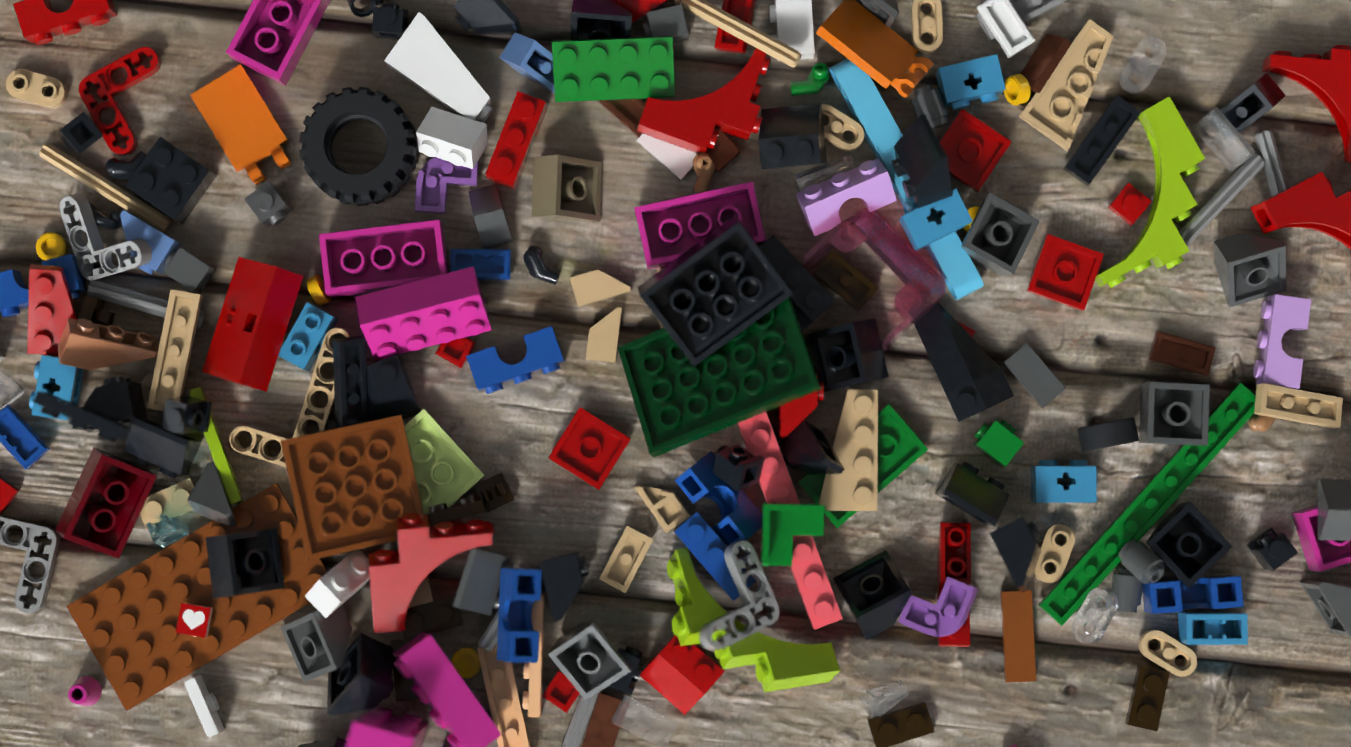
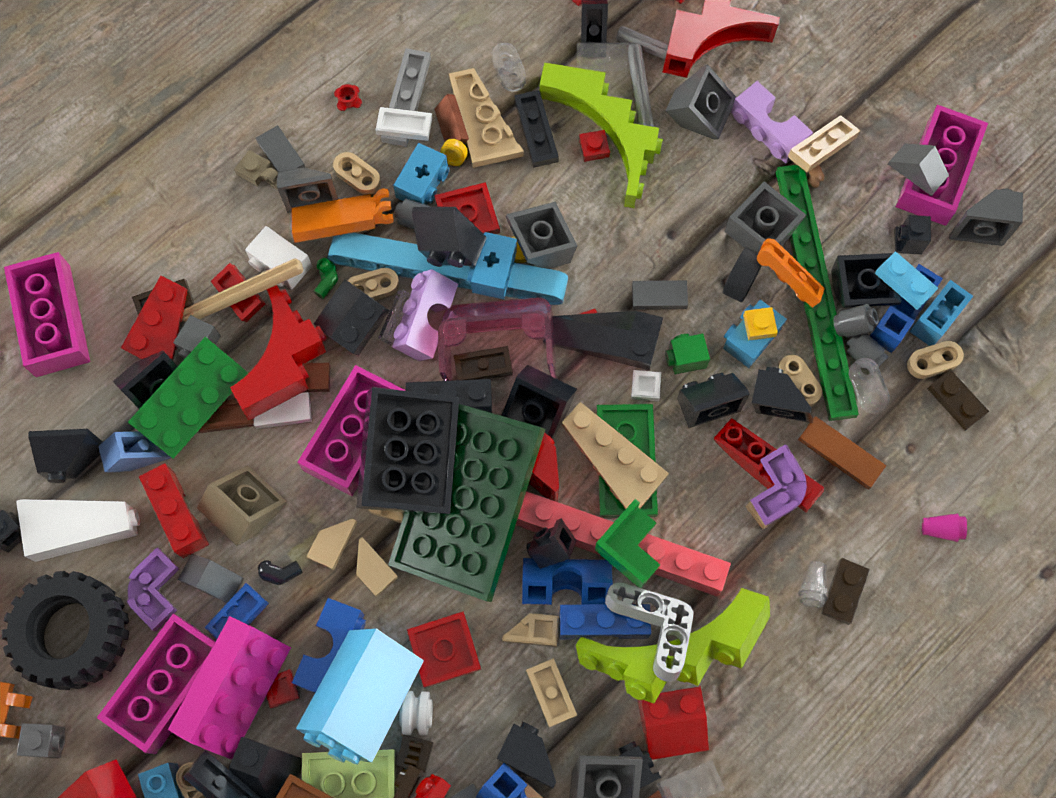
camera: 45 degrees left, 15 degrees down
(317, 290) = (140, 759): yellow tile -> none
(452, 137) = (126, 554): white brick -> none
(499, 418) = (359, 696): none -> brick
(524, 469) = (416, 713): none -> white wheel
(704, 171) = (317, 396): medium nougat arm -> none
(810, 451) = (585, 485): black slope -> none
(874, 593) = (729, 527): black slope -> none
(942, 429) = (646, 385): none -> white tile
(1065, 272) = (605, 219): red plate -> none
(1071, 484) = (760, 323): none -> yellow plate
(1140, 474) = (790, 272): none -> orange plate
(1182, 353) = (725, 191): copper tile -> none
(1212, 577) = (906, 280): none -> medium azure plate

